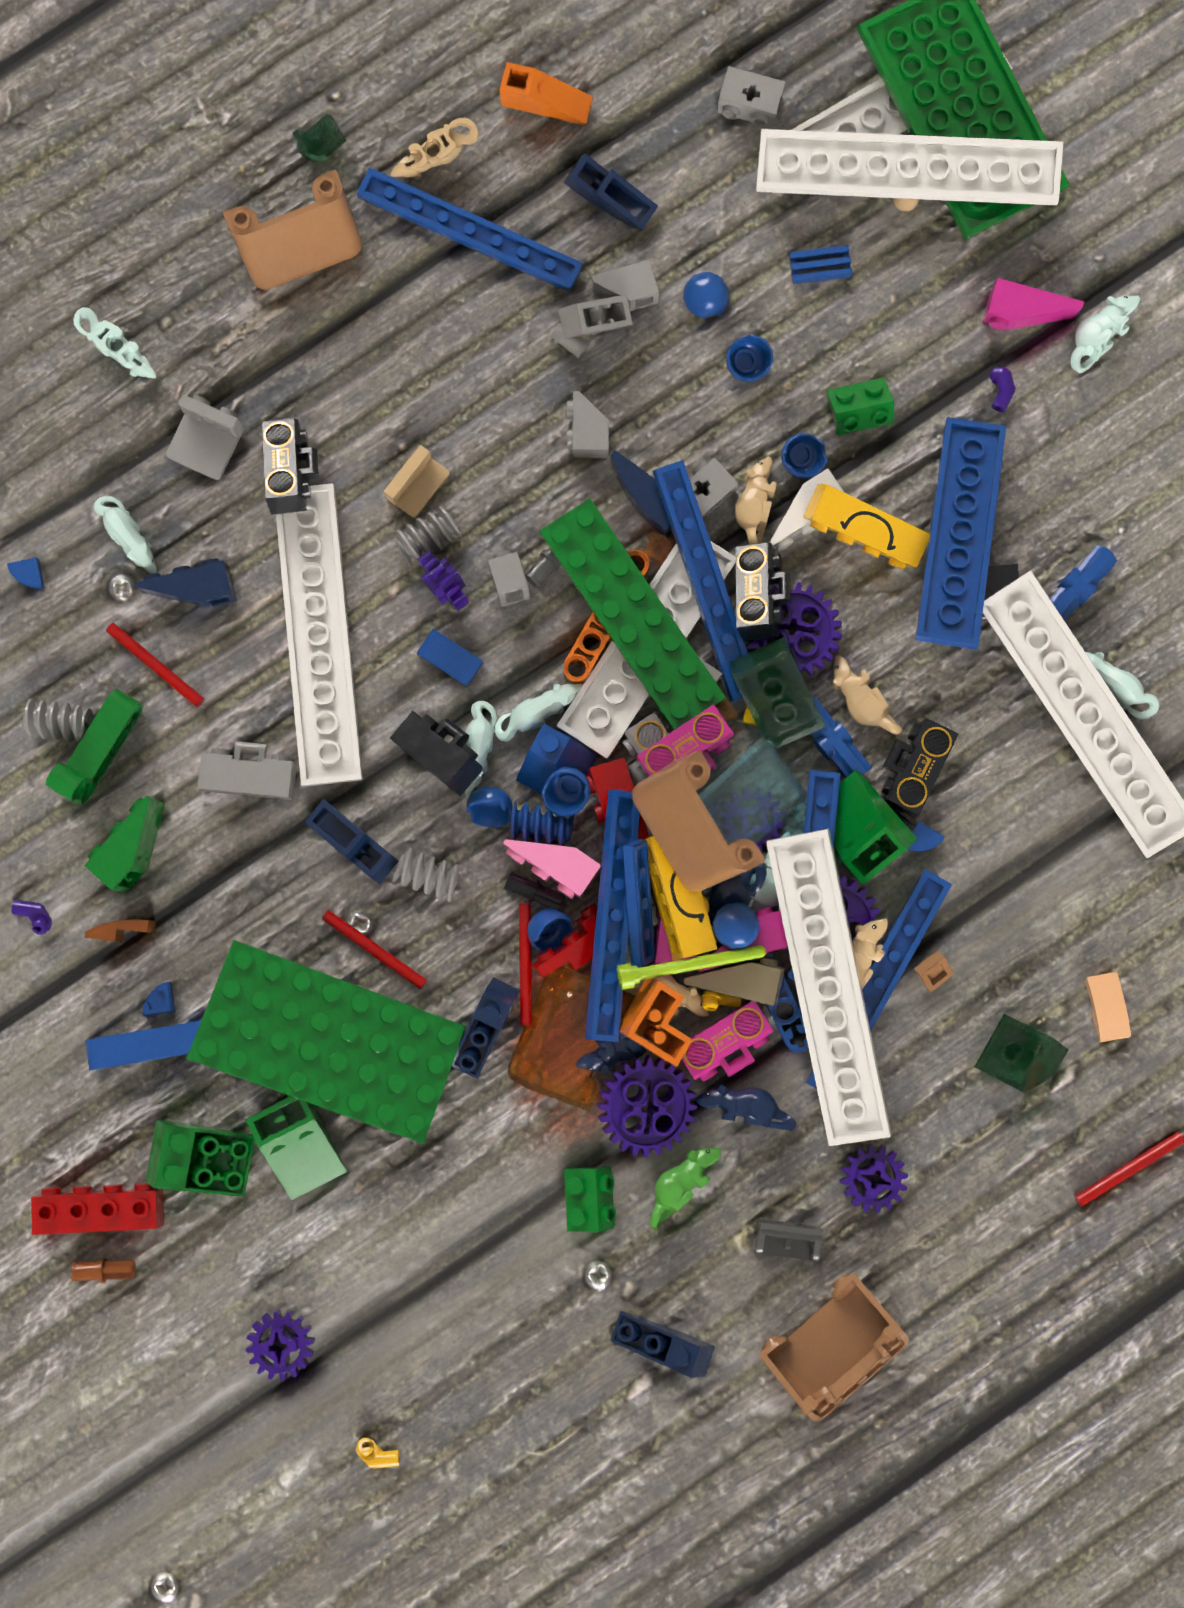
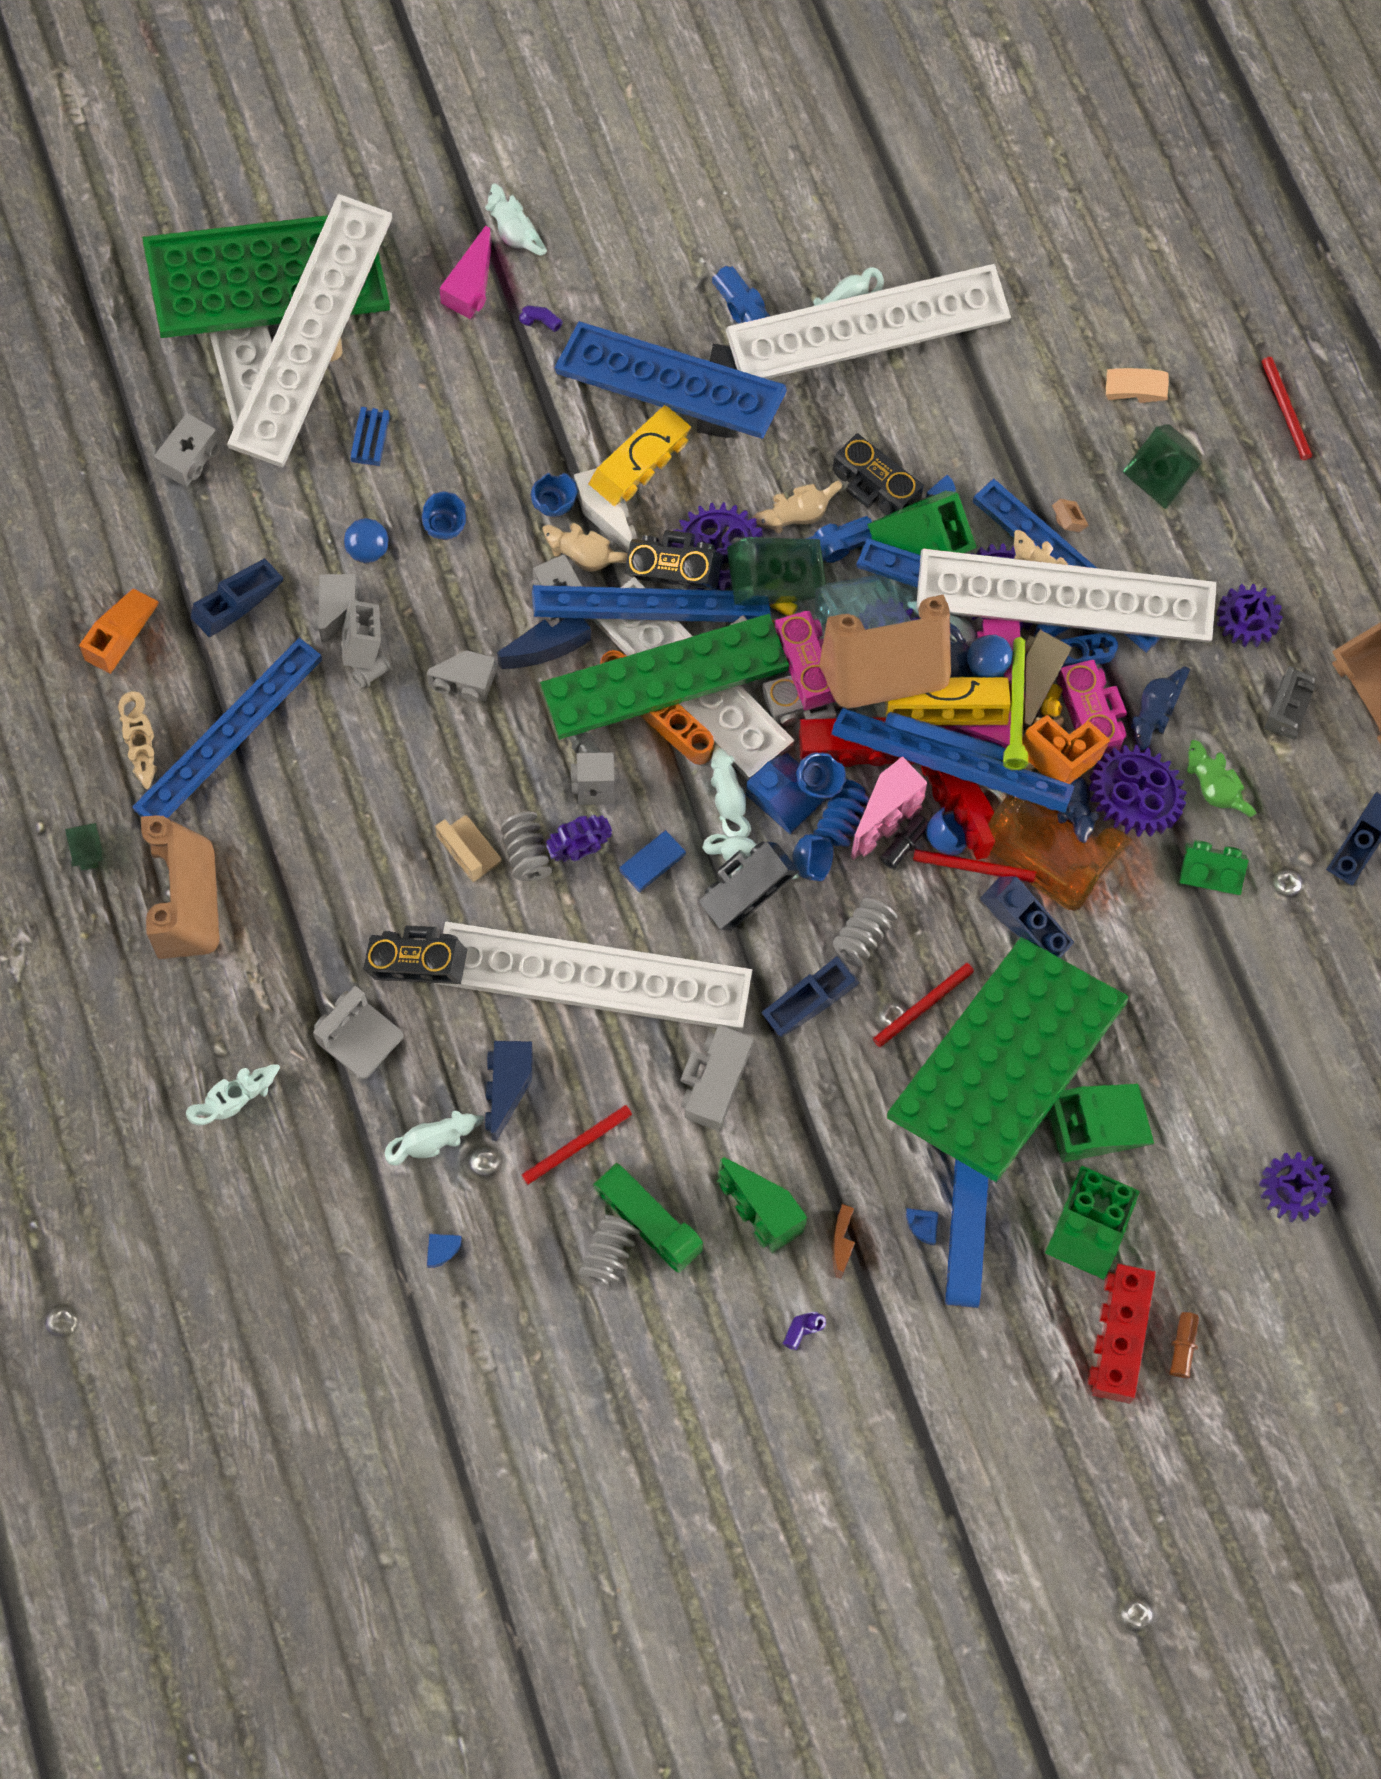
camera: 80 degrees left, 15 degrees down
(656, 540) = (600, 637): clear orange plate -> none
(861, 406) = (518, 436): green bracket -> none

